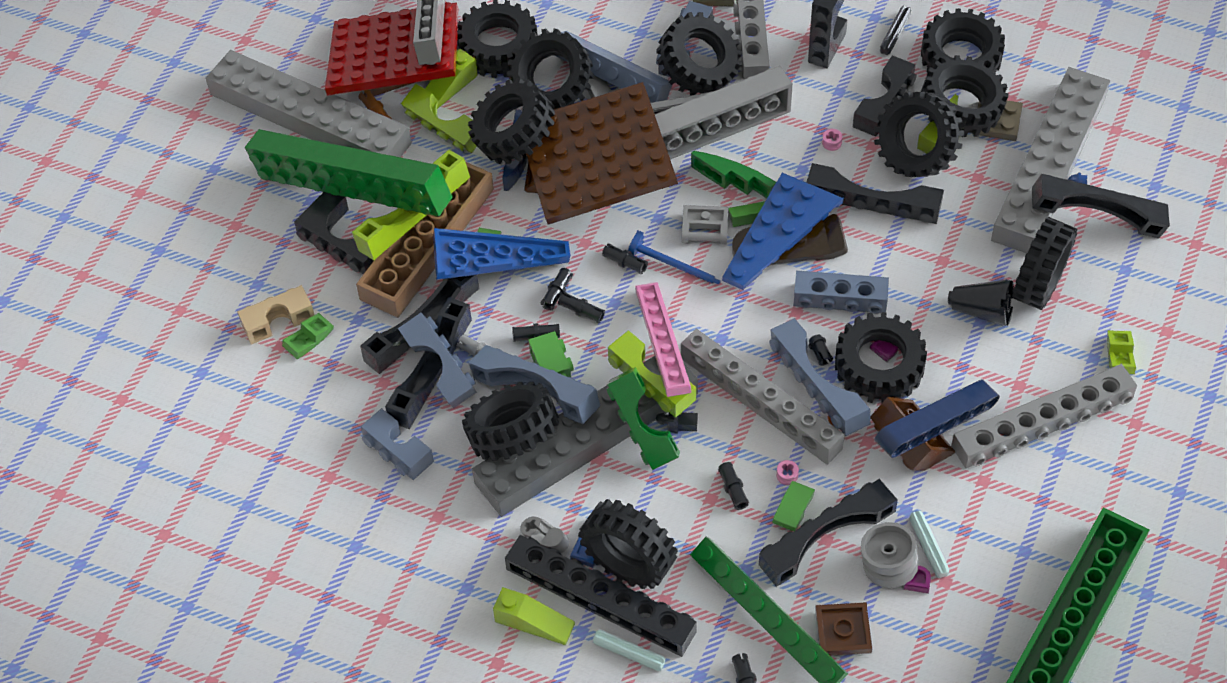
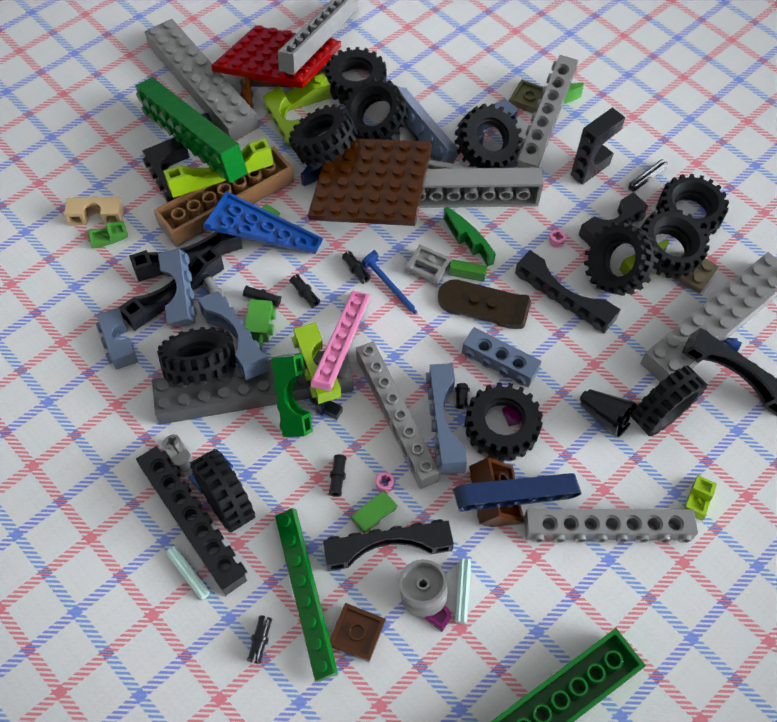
camera: 20 degrees right, 5 degrees up
(531, 616) = (132, 513): lime slope -> none
(556, 288) = (295, 268): black pin -> none
(781, 223) = (482, 286): blue wing -> none

